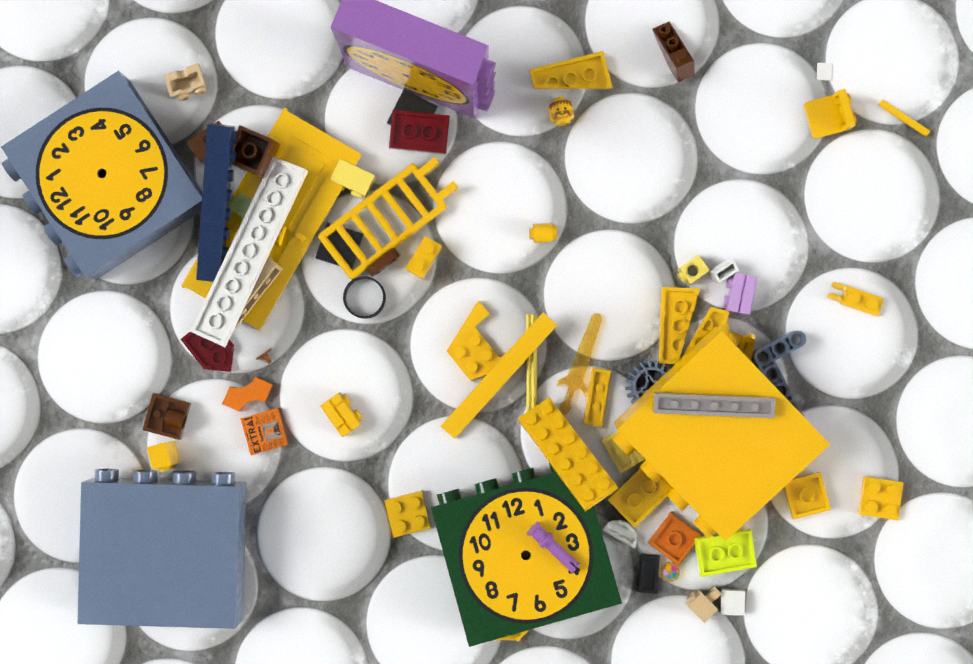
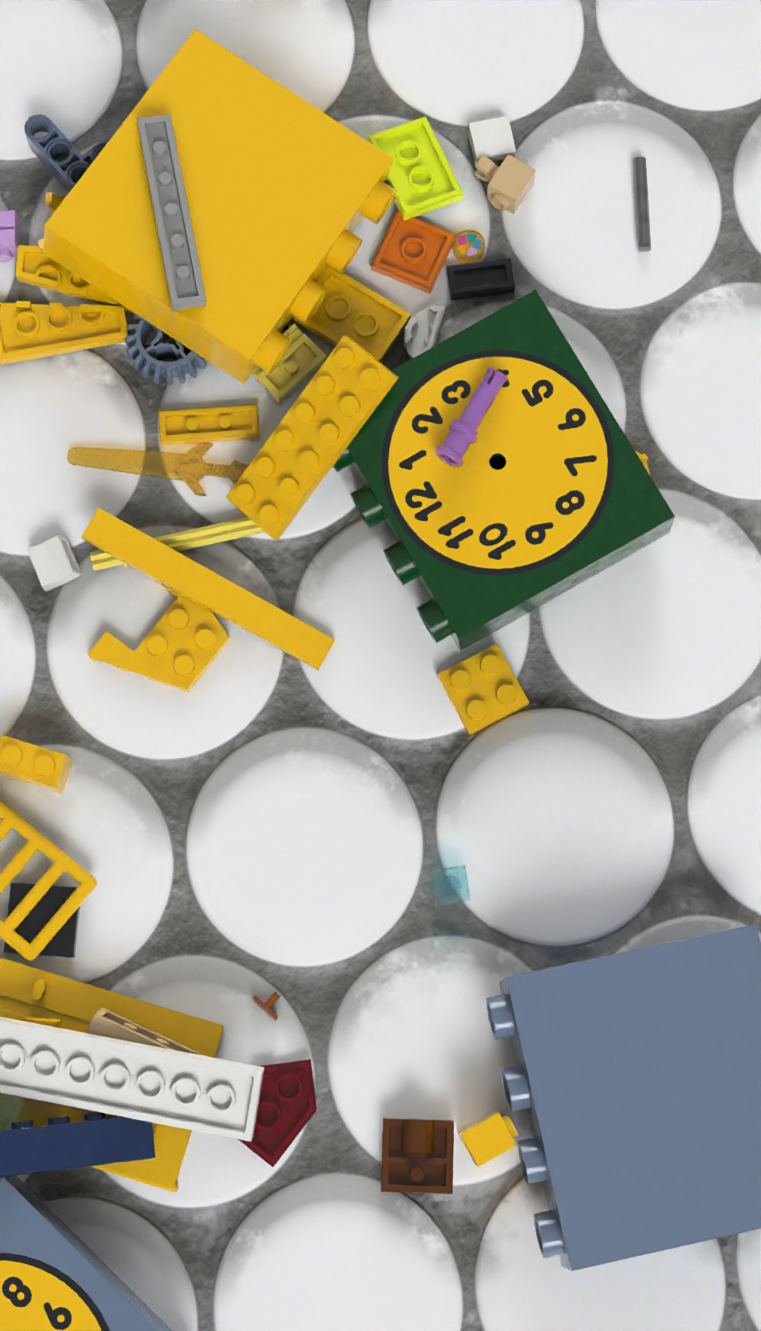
camera: 105 degrees left, 10 degrees down
(238, 397) = (333, 1004): orange tile -> none
(264, 431) = (402, 972): orange tile -> none
(303, 468) = (450, 885): none -> clear light blue plate
(342, 414) = (338, 840): yellow brick -> none
(359, 278) = (99, 828): black tyre -> none
(383, 262) = (55, 834): reddish brown beam -> none
(536, 293) = (54, 562): none -> white piece
(806, 495) = (294, 62): yellow plate -> none

